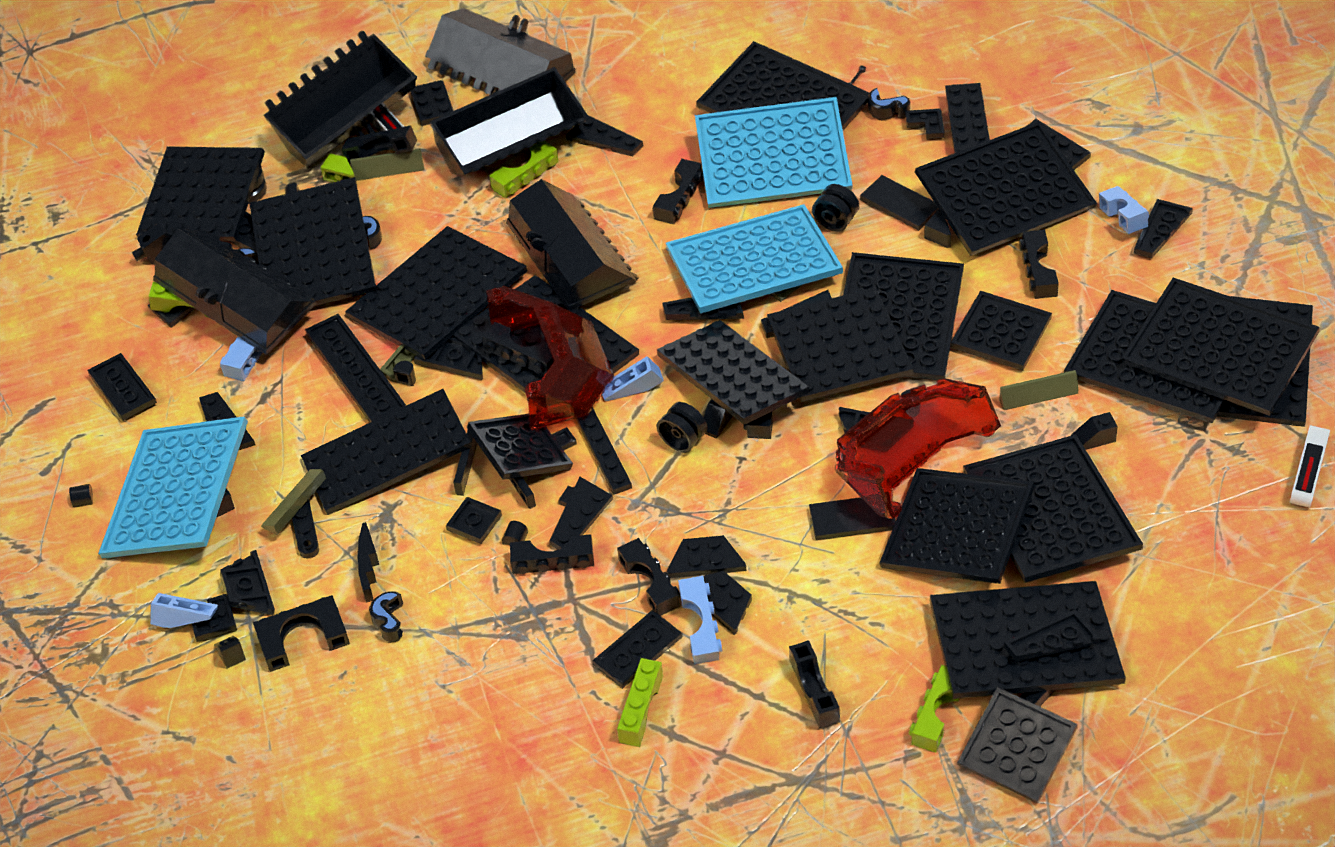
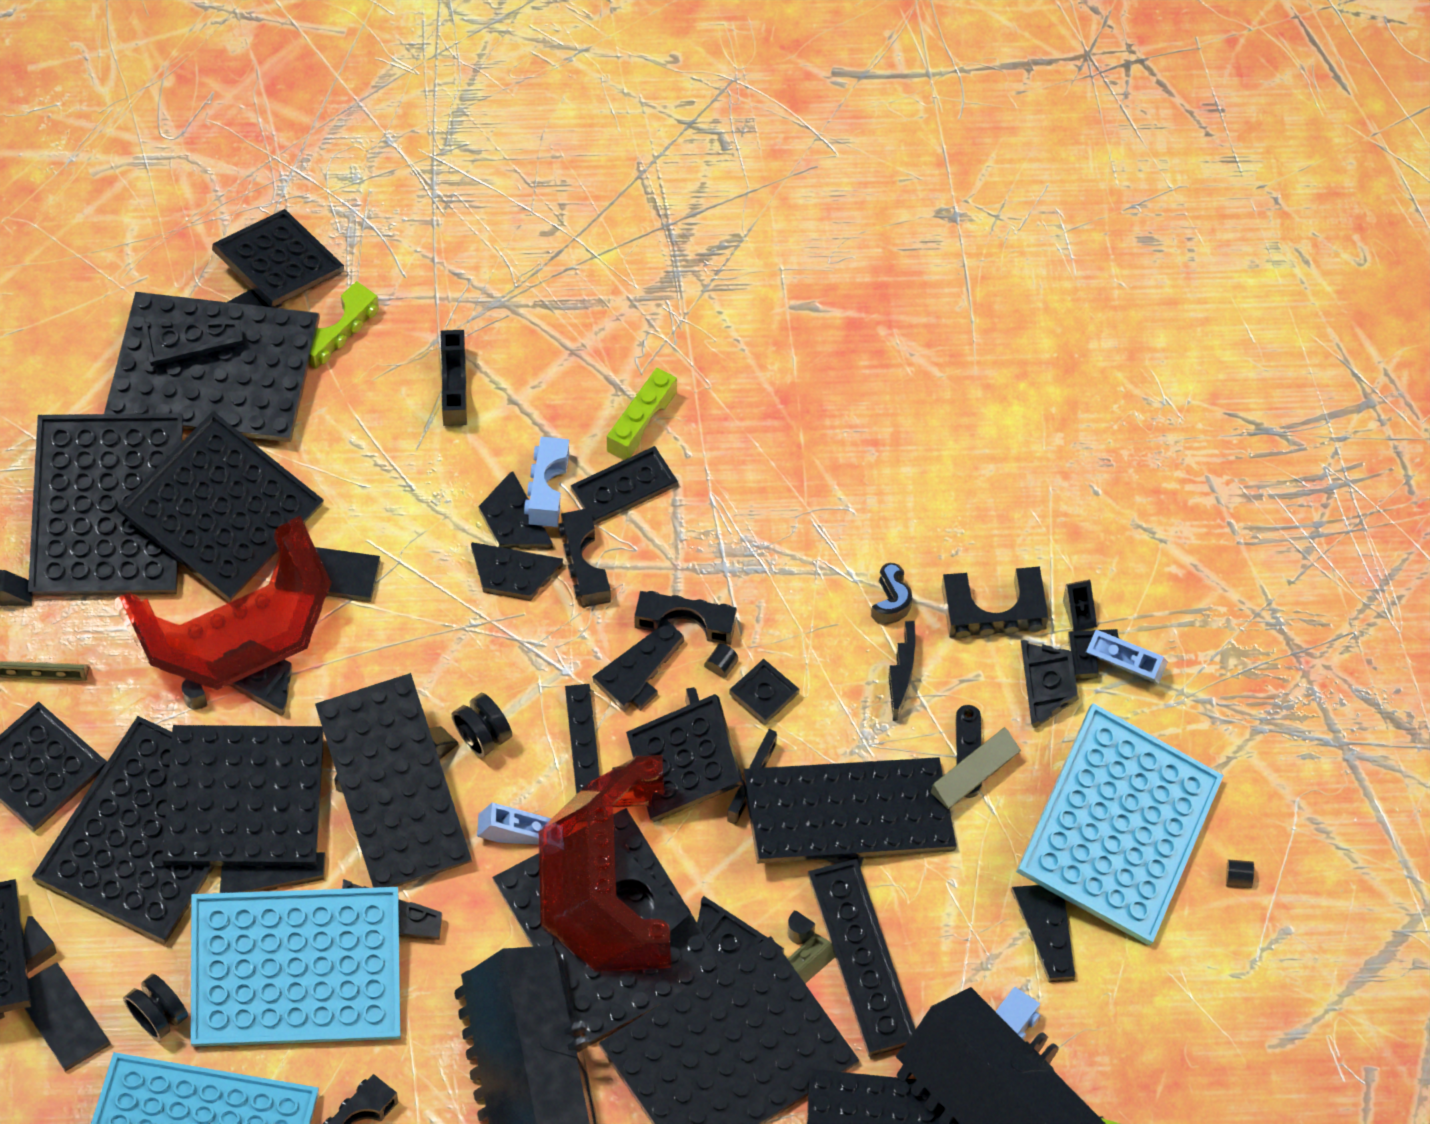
camera: 170 degrees left, 10 degrees up
(122, 386) = (1175, 1026): black plate -> none

